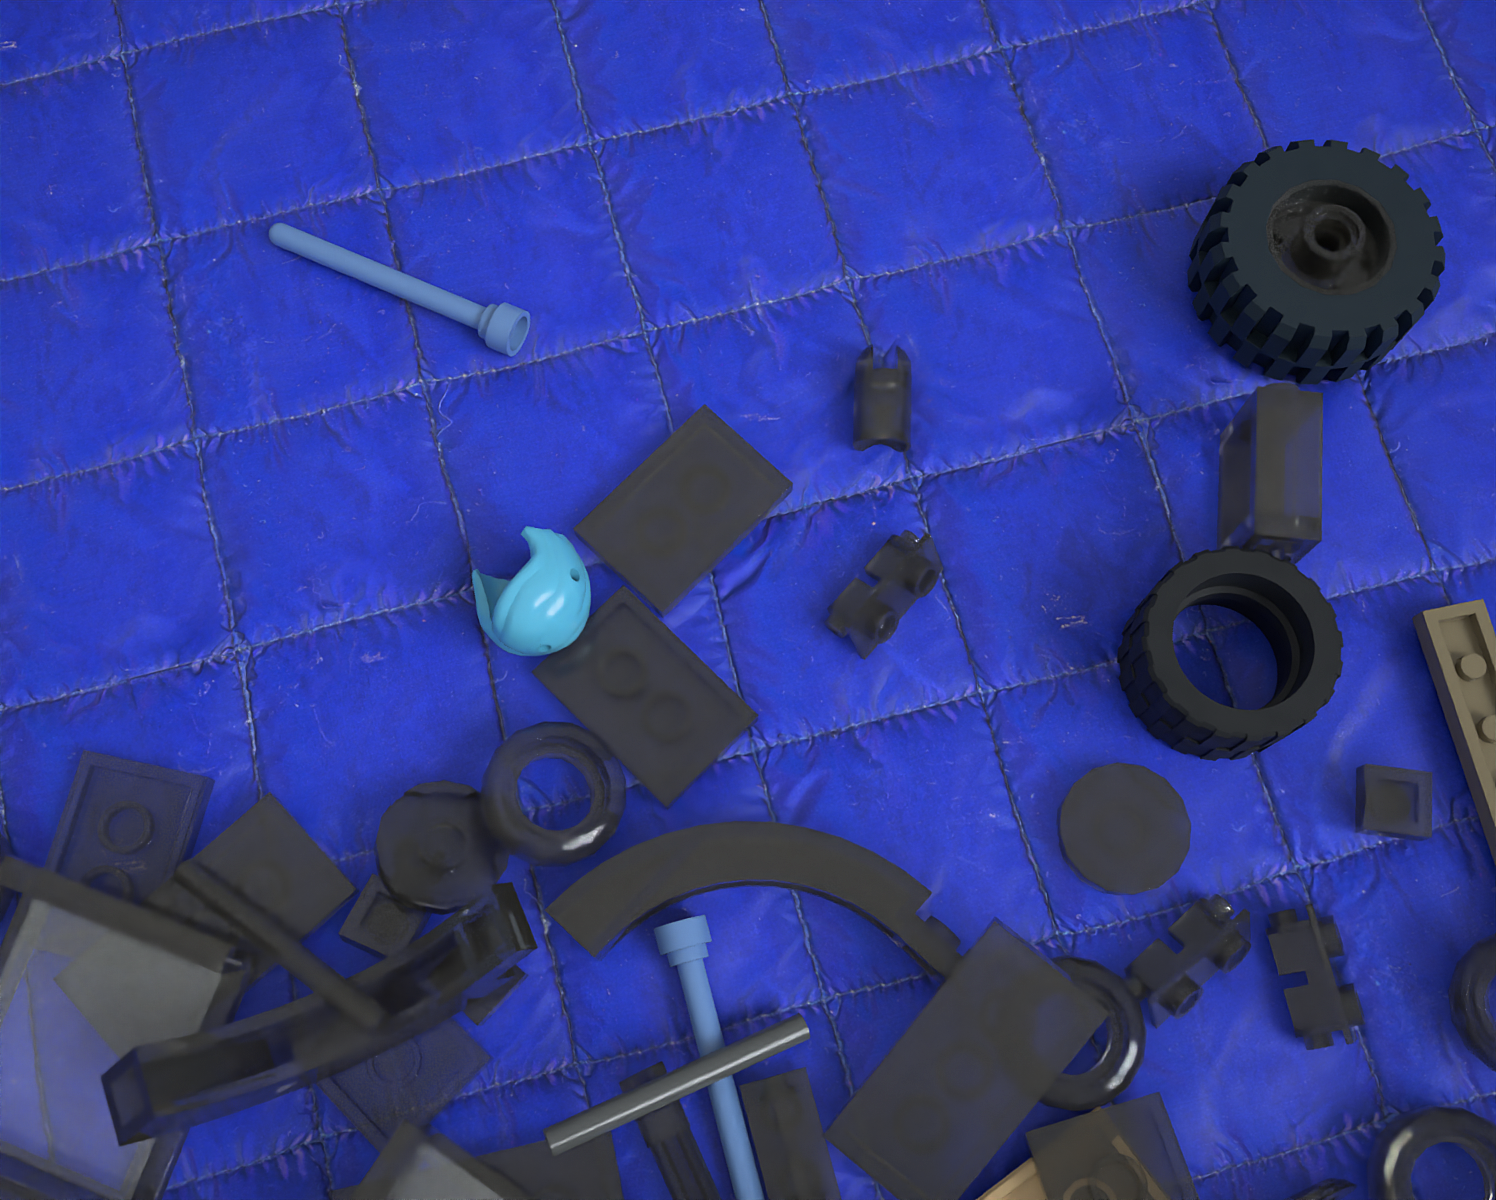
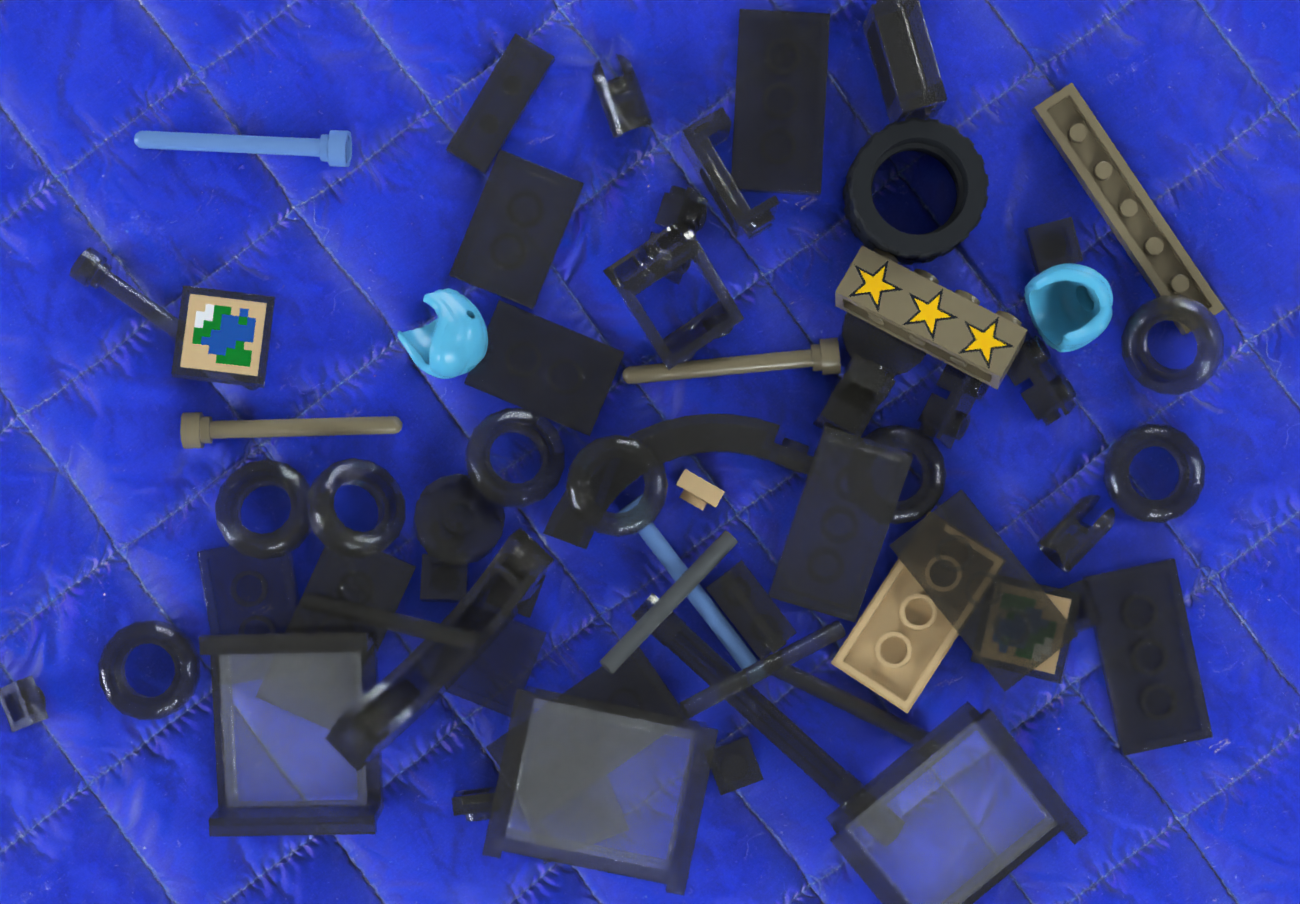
camera: 20 degrees left, 15 degrees up
(142, 354) = (94, 271): none -> clear smoke piece
(166, 594) = (201, 429): none -> dark tan piece
(202, 775) = (235, 491): none -> clear smoke wheel
(254, 492) = (223, 336): none -> tile
(272, 807) = (332, 531): none -> clear smoke wheel
(617, 871) = (579, 485): none -> clear smoke wheel
(728, 354) = (500, 104): none -> clear smoke tile
(783, 940) = (698, 491): none -> tan plate
(844, 600) = (654, 261): none -> clear smoke window
(969, 484) = (698, 145): none -> clear smoke window
(1021, 826) = (820, 357): none -> dark tan piece
(1055, 894) = (855, 396): none -> clear smoke brick
(1082, 487) = (780, 101): none -> clear smoke tile
(1200, 828) = (930, 316): none -> dark tan brick
(1397, 890) = (1069, 305): none -> medium azure piece

